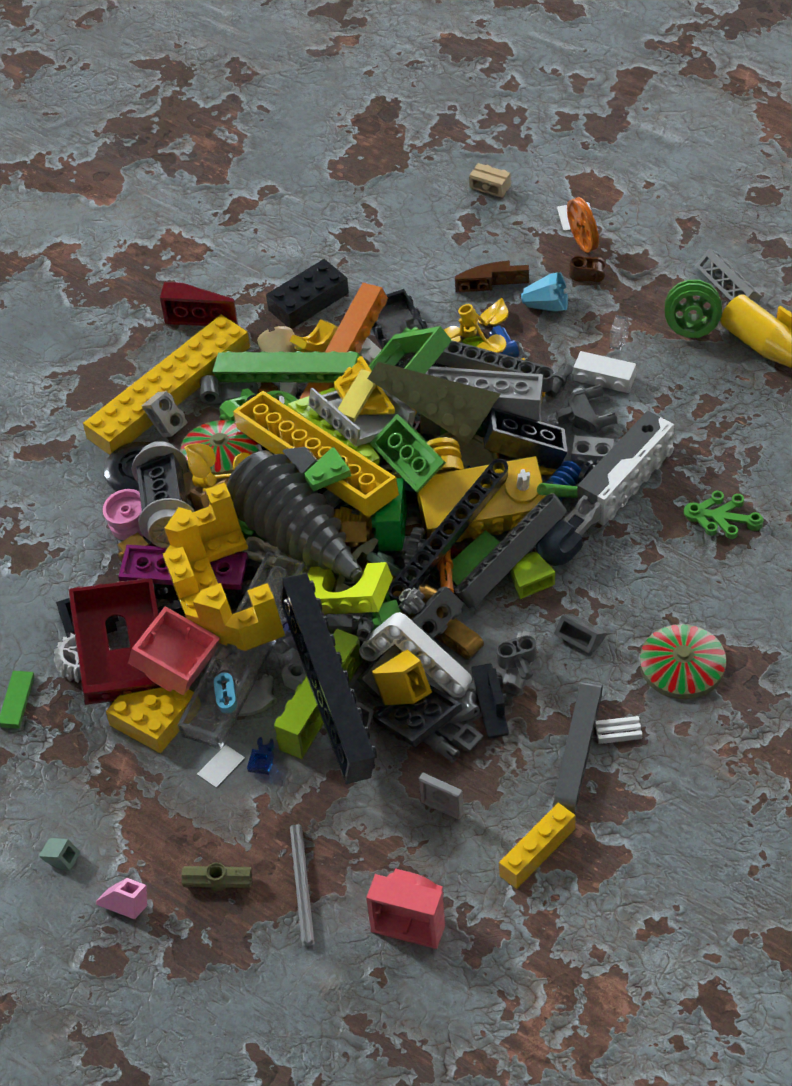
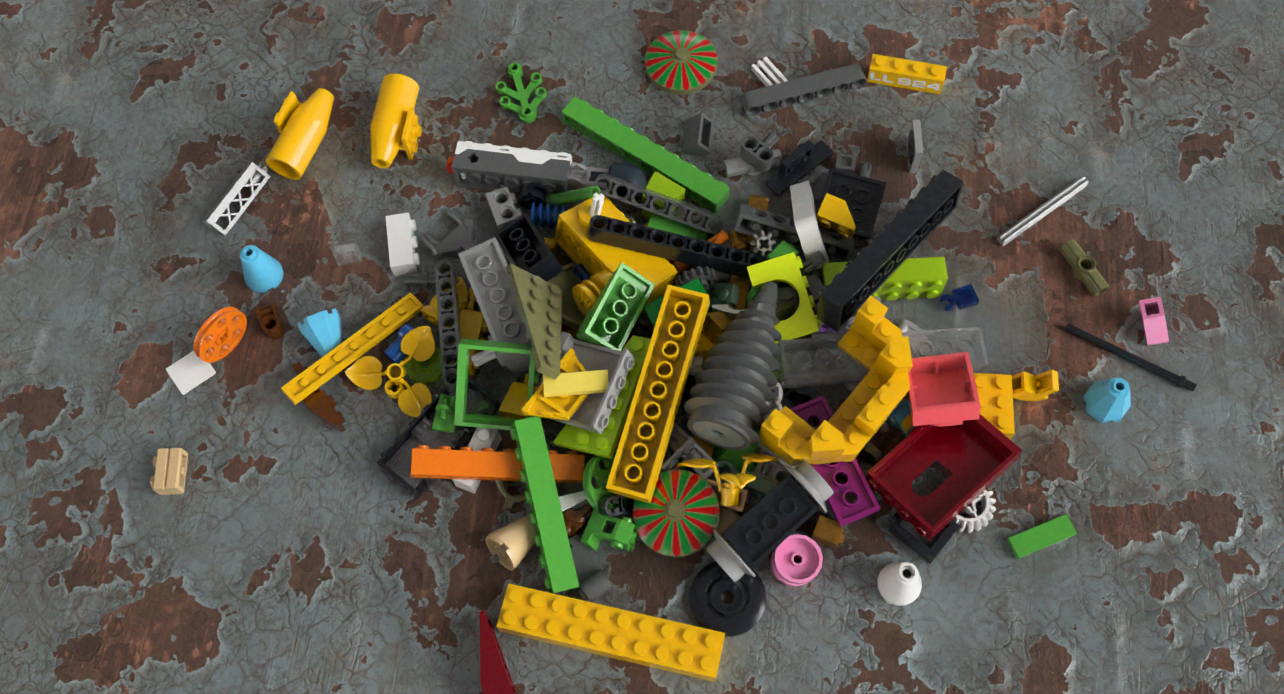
camera: 120 degrees left, 15 degrees up
(55, 892) = (1179, 380): none -> black bar
(57, 574) = (899, 583): none -> white cone
(60, 853) = (1151, 397): sand green brick -> none
(83, 816) = (1108, 399): none -> medium azure cone
(139, 761) = (1034, 387): none -> yellow brick
(162, 416) = (657, 601): light grey brick -> none
(221, 765) = (991, 330): white sticker -> none
(229, 691) = (944, 340): medium azure beam -> none
(301, 457) = (686, 382): dark grey tile -> none
(307, 293) = (417, 563): black brick -> none
(317, 340) = (480, 514): yellow arch -> none
(327, 470) = (691, 347): bright green wing -> none
(406, 908) = (1026, 113): coral container -> none
(517, 305) = (352, 348): none -> yellow plate
(584, 580) = (644, 153): none -> bright green brick
(639, 271) = (260, 269): none -> medium azure cone
(690, 324) = (299, 194): bright green wheel -> none
(733, 397) = (394, 120): none -> yellow piece

